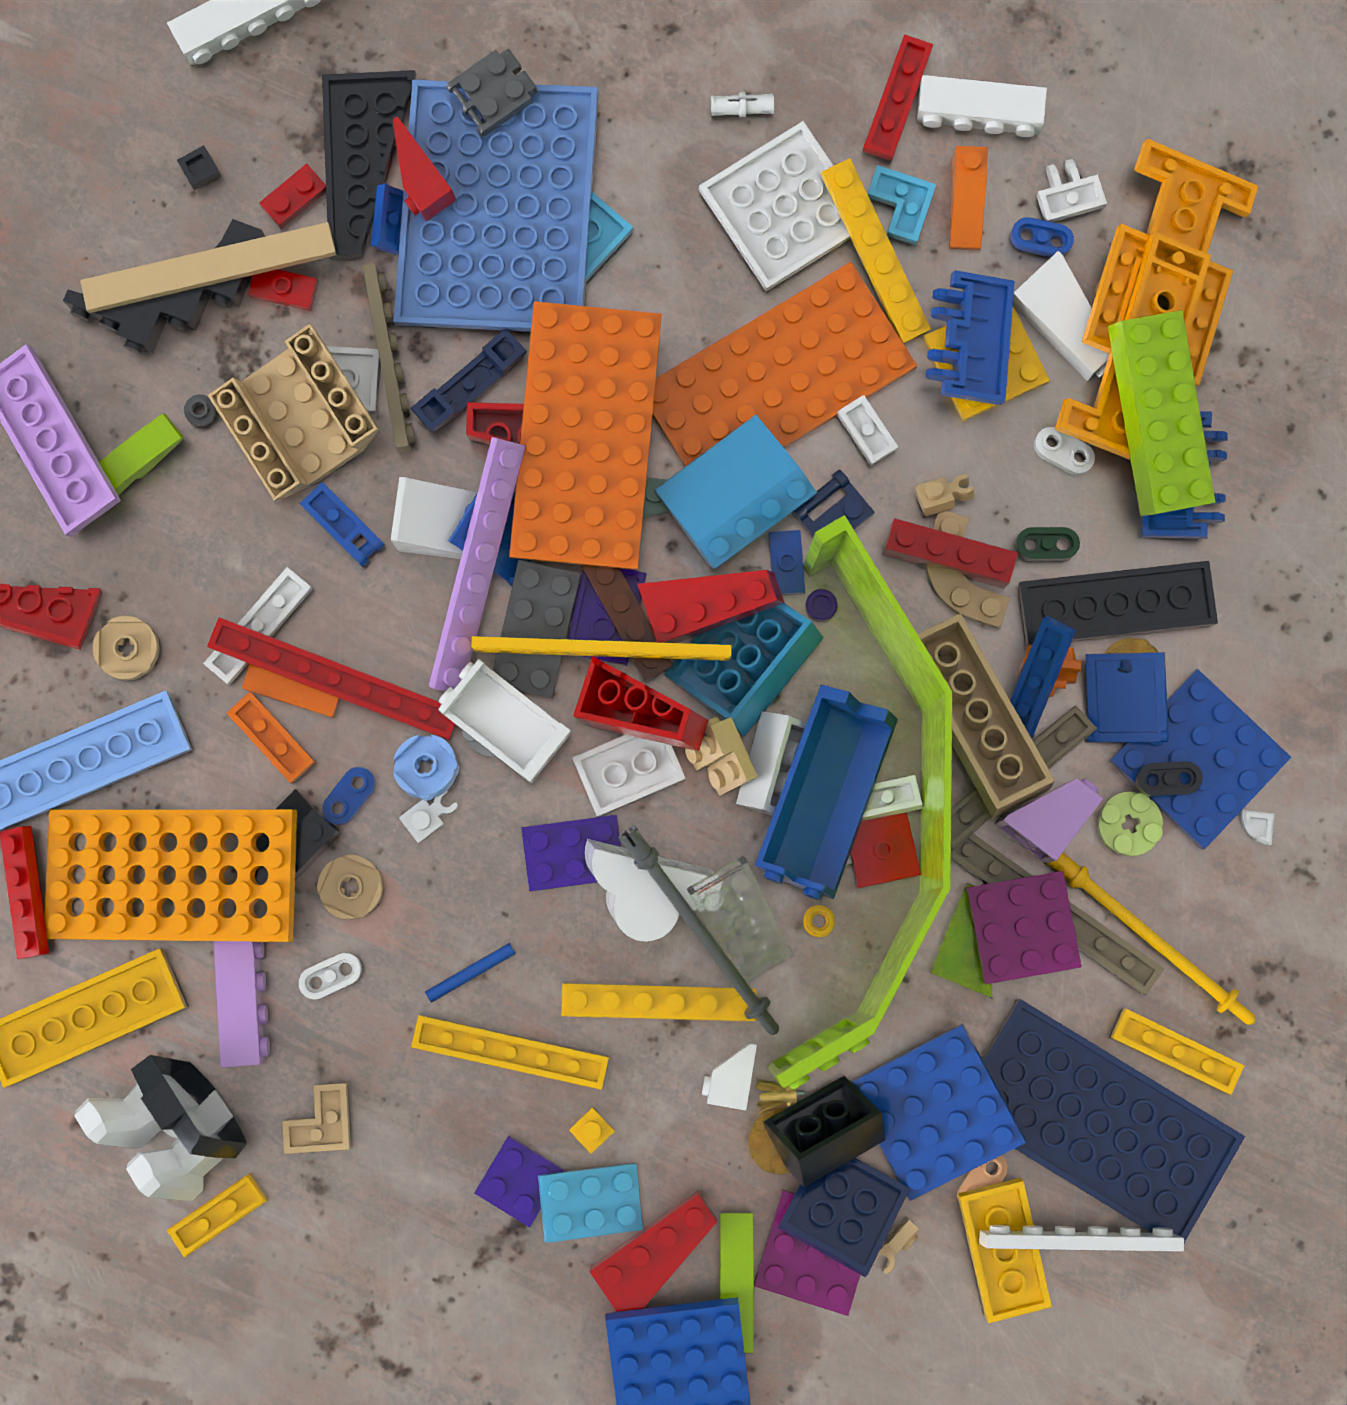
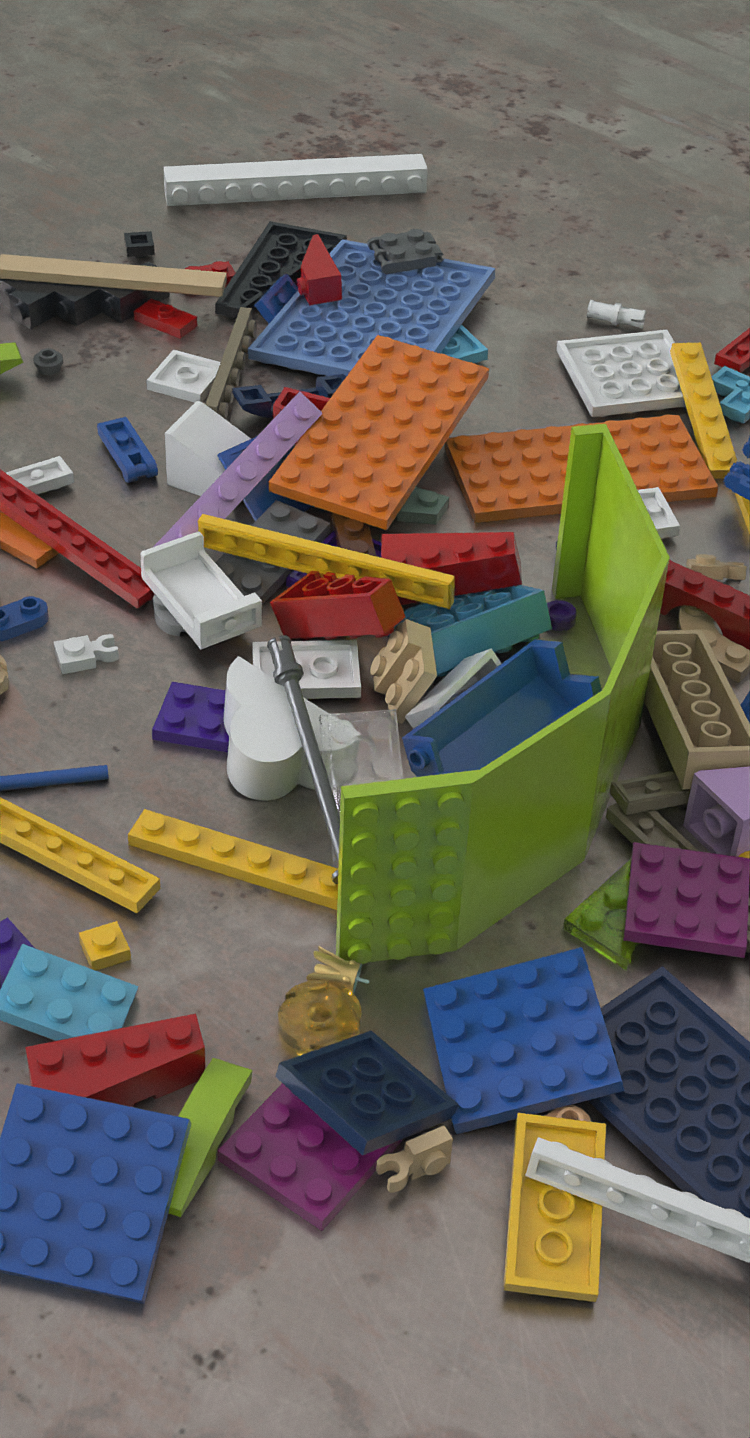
camera: 20 degrees right, 40 degrees down
(296, 416) = (132, 379): tan slope -> none
(429, 784) = (101, 611): light blue plate -> none
(731, 1079) = (288, 940): white slope -> none
(735, 491) = (510, 501): dark azure slope -> none
(787, 561) = (538, 572): blue plate -> none
(825, 1130) = (379, 1010): black slope -> none

